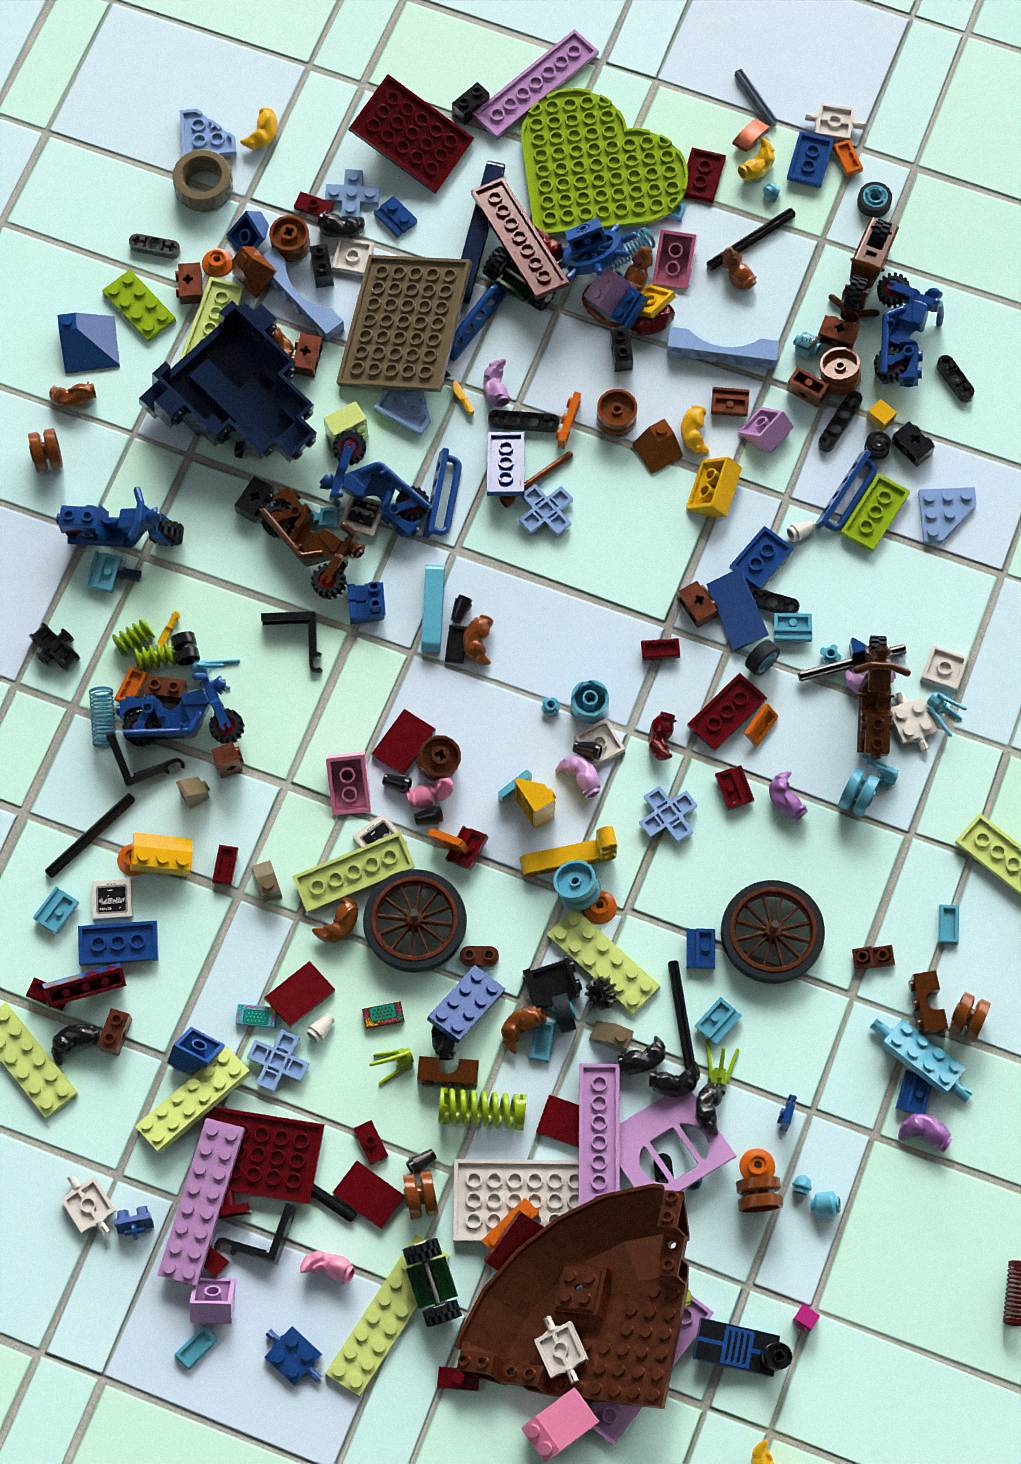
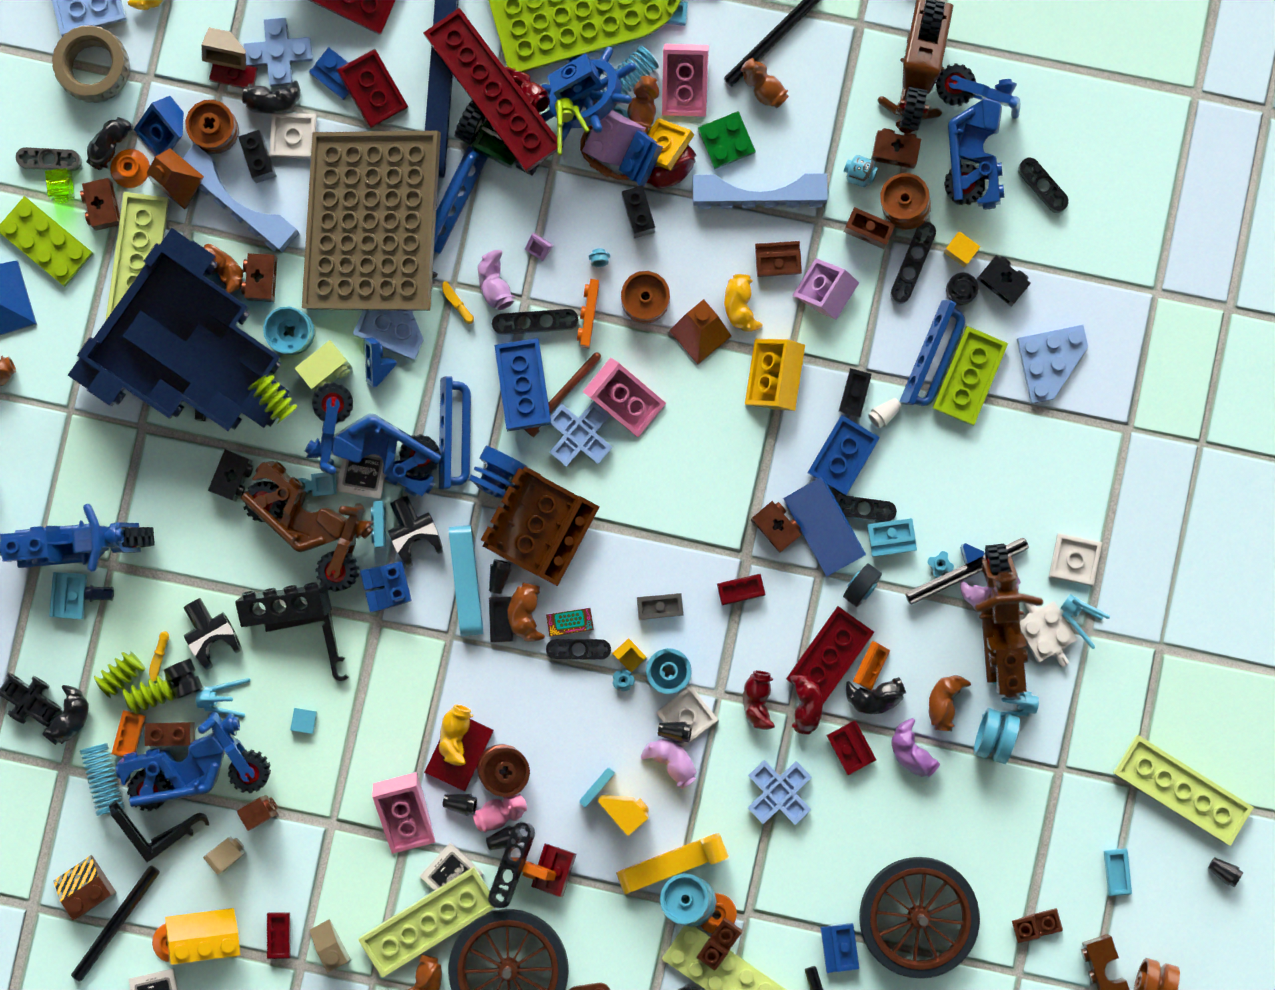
camera: 10 degrees left, 15 degrees up
(70, 803) = (83, 888): none -> slope
(84, 668) = (73, 718): none -> black animal
(160, 264) = (60, 185): none -> clear neon green brick
(200, 239) = (103, 145): none -> black animal
(212, 616) = (208, 631): none -> black connector
(278, 698) = (303, 720): none -> medium azure tile
(301, 432) = (272, 397): none -> lime piece
(308, 599) = (252, 614): none -> black brick
(309, 184) = (223, 49): none -> dark tan slope
(327, 386) = (276, 329): none -> medium azure wheel
(370, 549) = (378, 515): none -> medium azure plate
(387, 434) = (376, 367): none -> blue slope
(395, 562) = (412, 529): none -> black connector
(402, 718) = (453, 728): none -> yellow animal
(422, 229) = (372, 88): none -> dark red tile
(430, 831) = (508, 863): none -> black beam
(474, 526) = (497, 472): none -> blue wheel
(499, 571) = (539, 525): none -> reddish brown slope
(513, 654) = (569, 622): none -> tile
(531, 674) = (561, 643): none -> black beam
(536, 365) = (538, 246): none -> lavender slope
(559, 685) = (629, 655): none -> yellow panel
(575, 258) = (565, 113): none -> lime plant
(584, 380) = (599, 257): none -> medium azure plate
(587, 486) = (624, 397): none -> bright pink slope
(590, 652) = (660, 606): none -> dark grey plate
(598, 926) = (719, 944): none -> copper slope
(701, 309) = (726, 140): none -> green plate
(702, 752) = (809, 712): none -> dark red animal
(764, 751) = (877, 701): none -> black animal
(778, 511) = (855, 392): none -> black plate
(816, 760) = (941, 703): none -> dark orange animal

